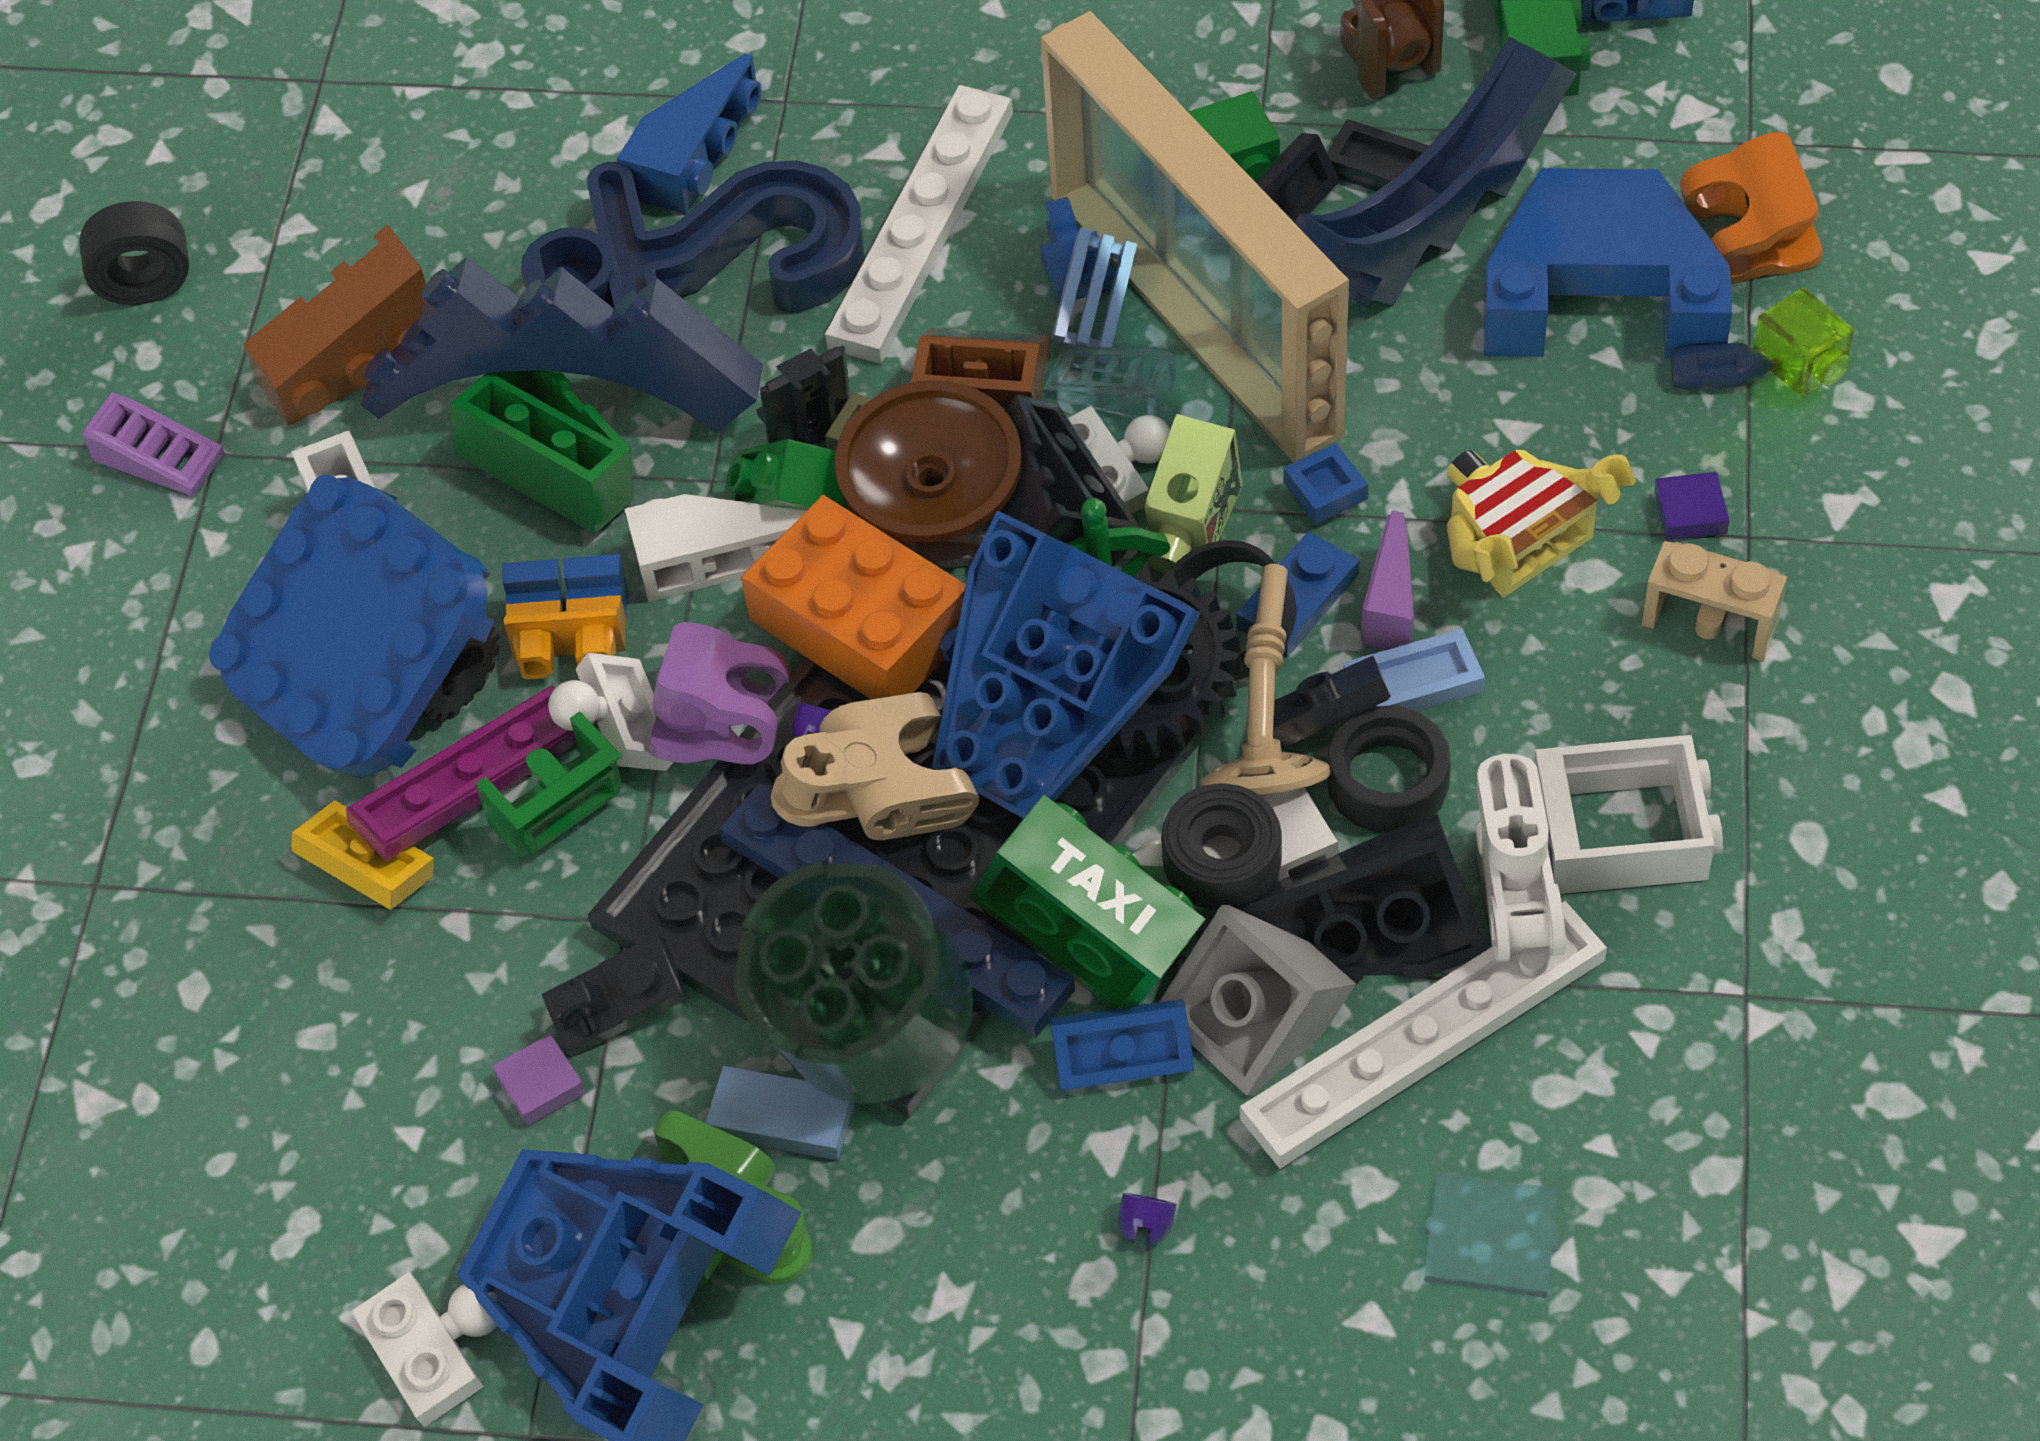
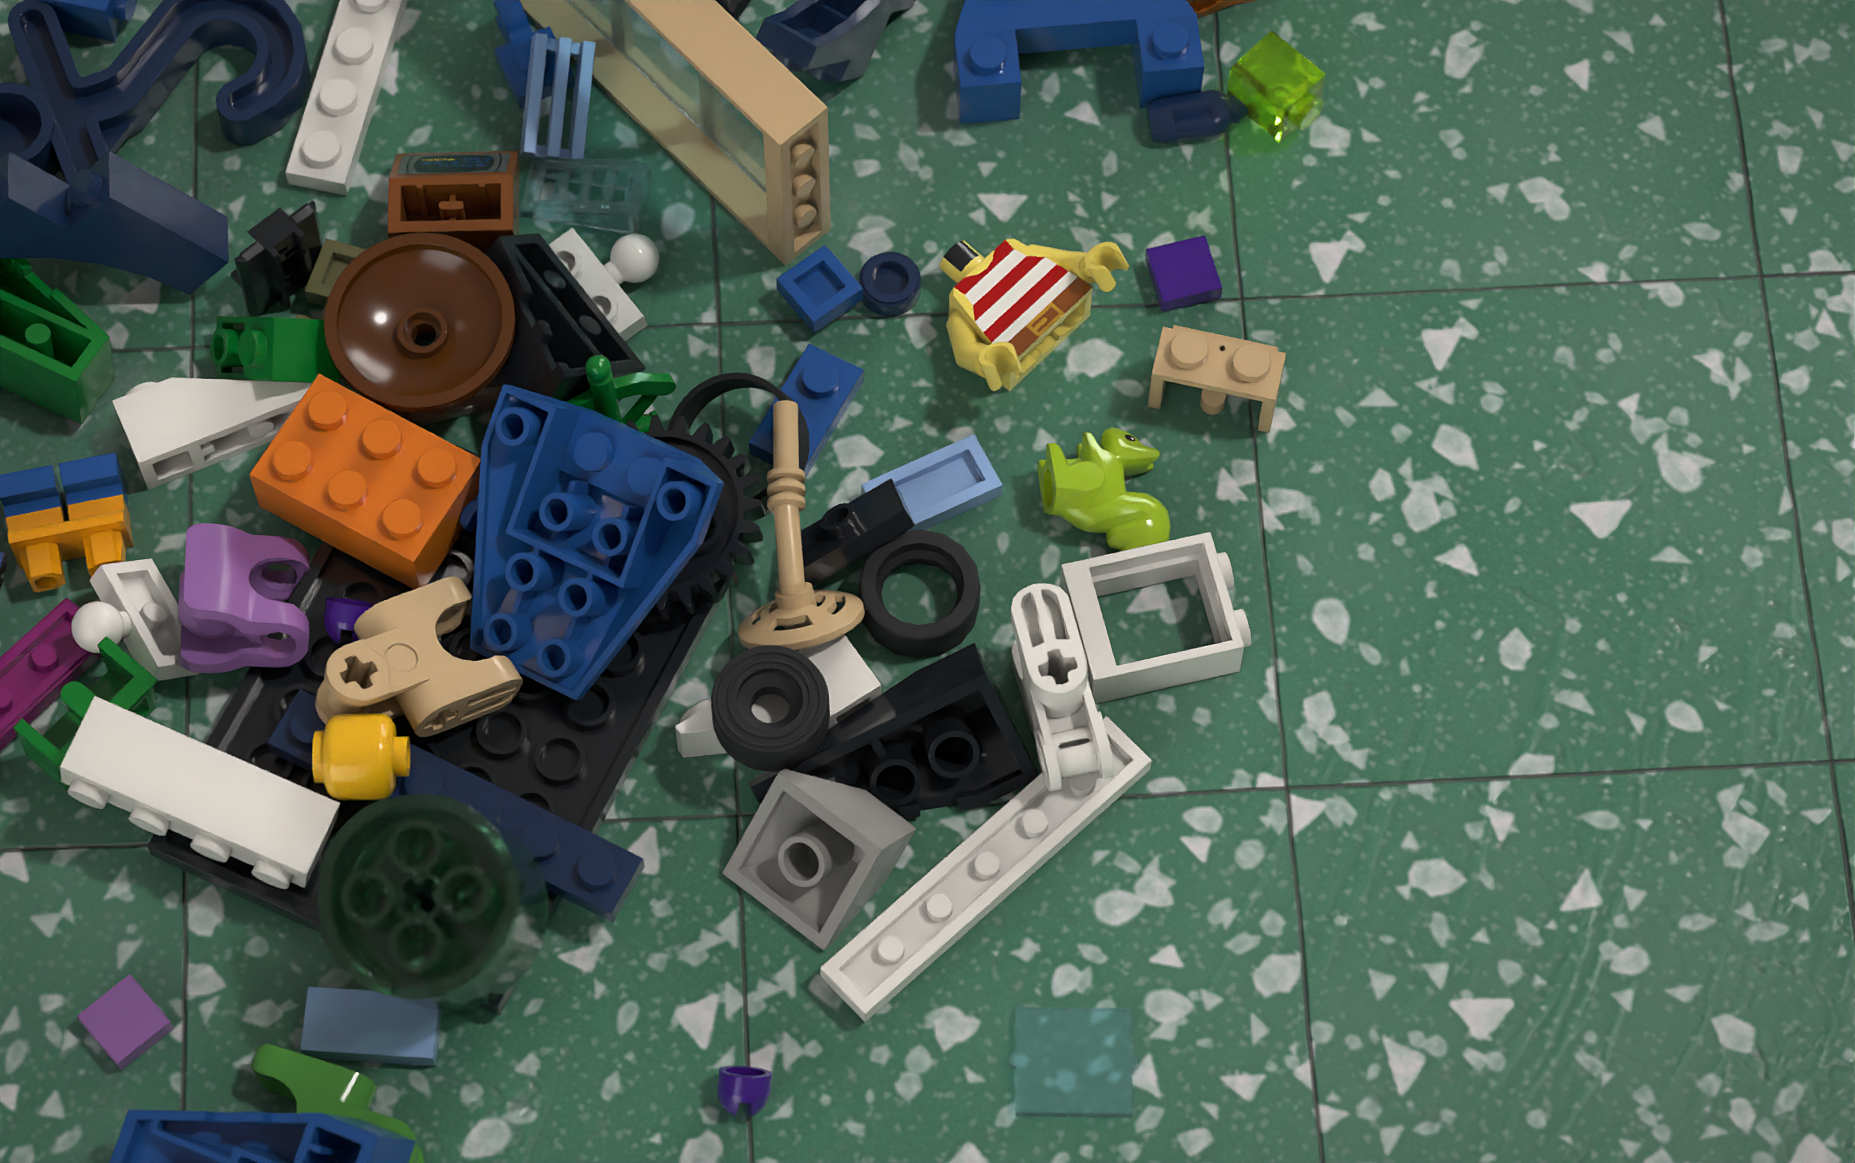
camera: 15 degrees left, 10 degrees up
(615, 995) = (189, 927): black hinge -> none
(638, 859) = (198, 793): none -> white brick
(802, 835) = (359, 756): none -> yellow head
(1086, 905) = (648, 787): green brick -> none
(1122, 1044) = (697, 916): blue plate -> none
(1193, 487) = (689, 318): yellowish green torso -> none
(1389, 600) = (900, 419): medium lavender slope -> none
(1396, 486) = (890, 283): none -> dark blue tile
(1577, 689) = (1094, 494): none -> lime animal

